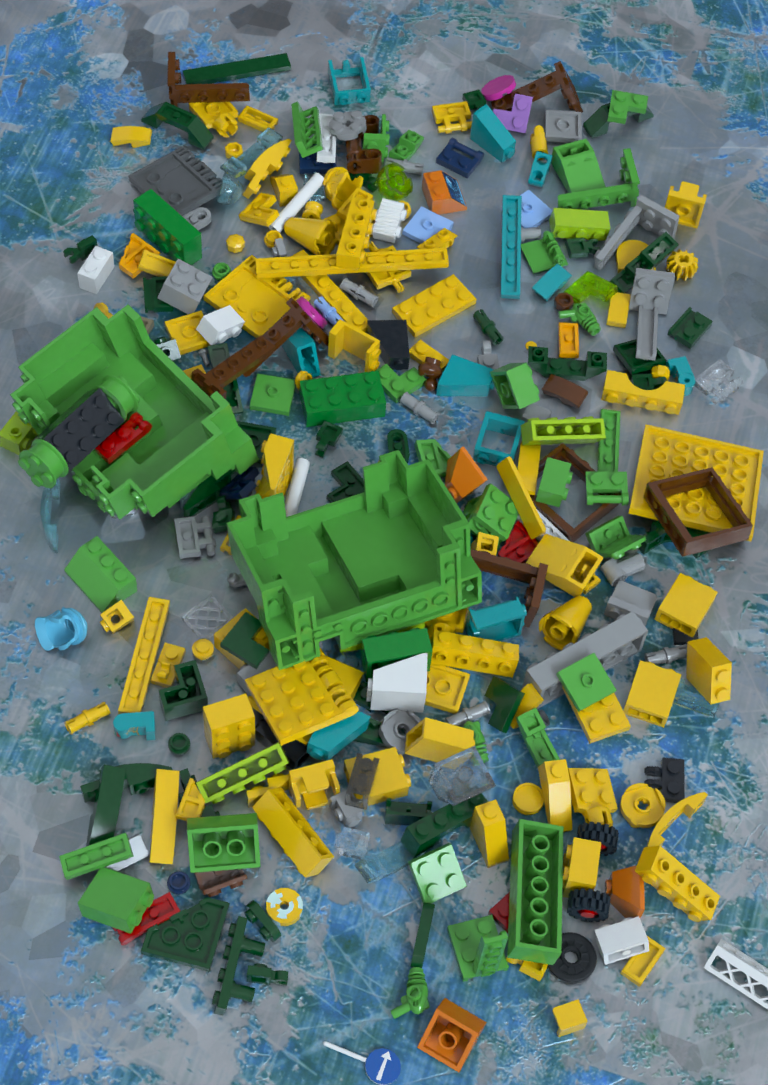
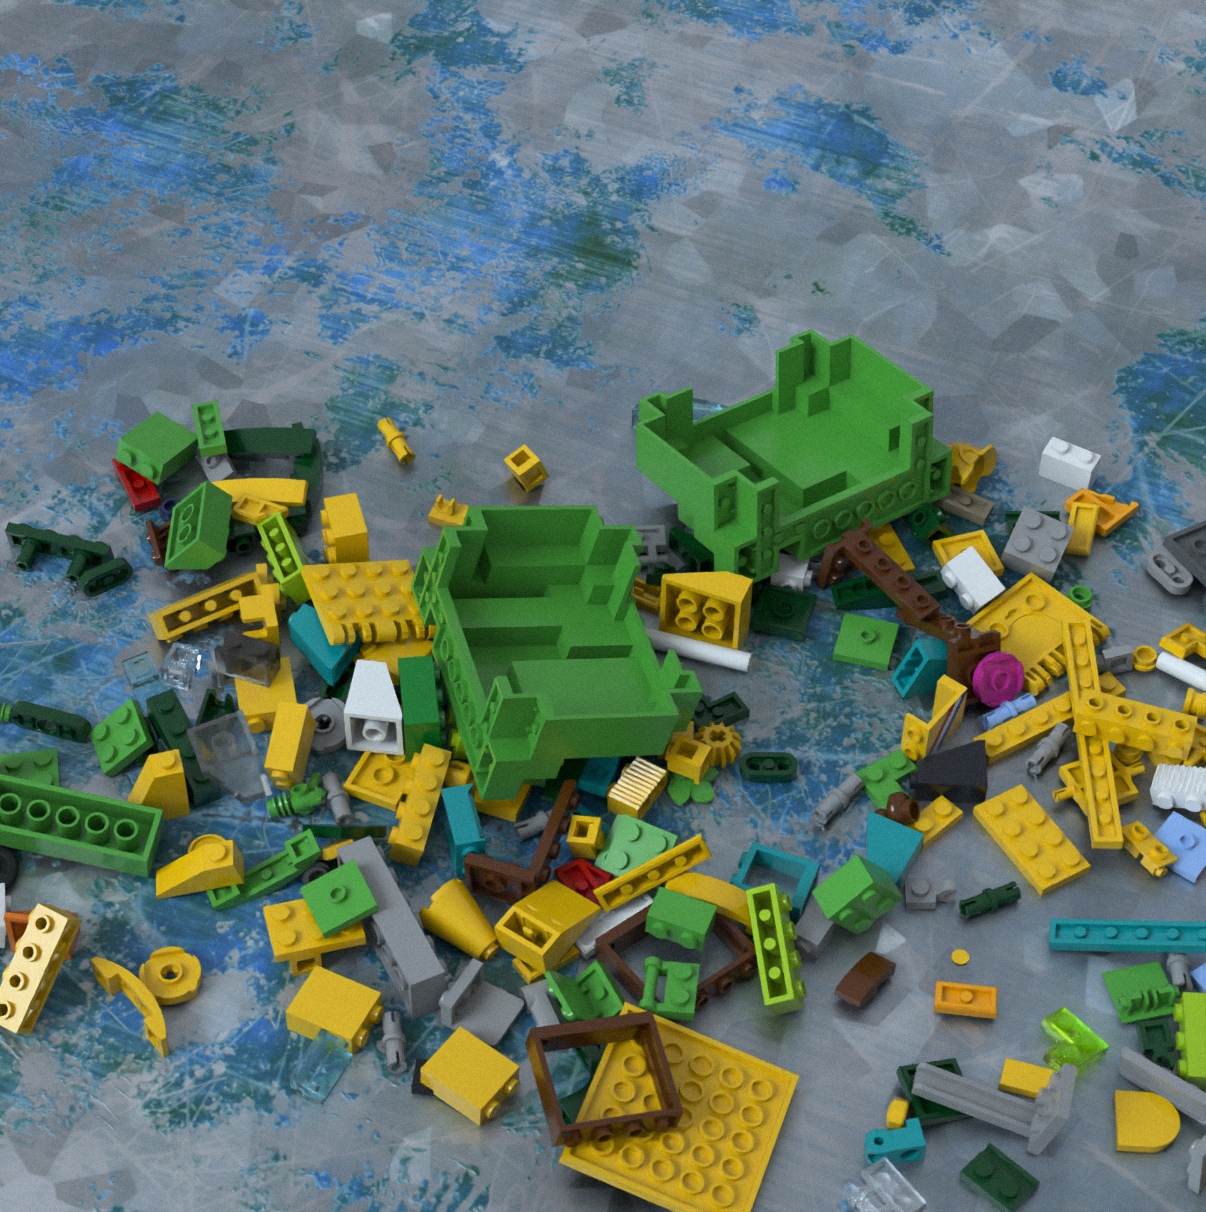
camera: 100 degrees right, 10 degrees down
(61, 629) = (516, 419): medium azure helmet -> none
(78, 431) = (763, 398): brick -> none
(82, 251) = (1111, 458): dark green plate -> none
(100, 575) = (591, 460): bright green slope -> none
(123, 438) = (767, 455): red plate -> none
(135, 724) = (377, 489): teal leg -> none
(144, 656) = (464, 490): yellow plate -> none
(167, 228) = (1136, 532): green brick -> none
(188, 694) = (408, 522): dark green brick -> none
(189, 935) = (106, 515): dark green plate -> none
(235, 243) = (1134, 617): yellow tile -> none
(263, 975) = (41, 572): dark green plate -> none
(288, 897) = (120, 612): yellow piece -> none
(302, 375) = (885, 670): yellow plate -> none
(313, 234) = (1151, 686): yellow cone -> none
(327, 435) = (789, 692): dark green plate -> none
(342, 398) = (851, 708): green brick -> none
(432, 450) = (746, 807): bright green wing -> none
(463, 475) = (709, 816): orange slope -> none
(551, 282) = (1082, 991): teal slope -> none
(563, 301) = (1042, 1003): reddish brown tile -> none
(567, 368) = (914, 977): dark green slope -> none
(581, 871) = (83, 882): brick -> none
(583, 316) = (1011, 1025): bright green piece -> none
(592, 794) = (193, 917): yellow plate -> none
(609, 447) = (769, 1029): bright green tile -> none
(620, 390) = (852, 1113): yellow arch -> none
(646, 382) = (878, 1090): dark green plate -> none
(647, 259) = (1122, 1119): dark green slope -> none
(672, 779) = (204, 1020): black hinge -> none
(682, 264) = (1127, 1183): yellow gear -> none
(708, 670) = (343, 1061): yellow brick -> none

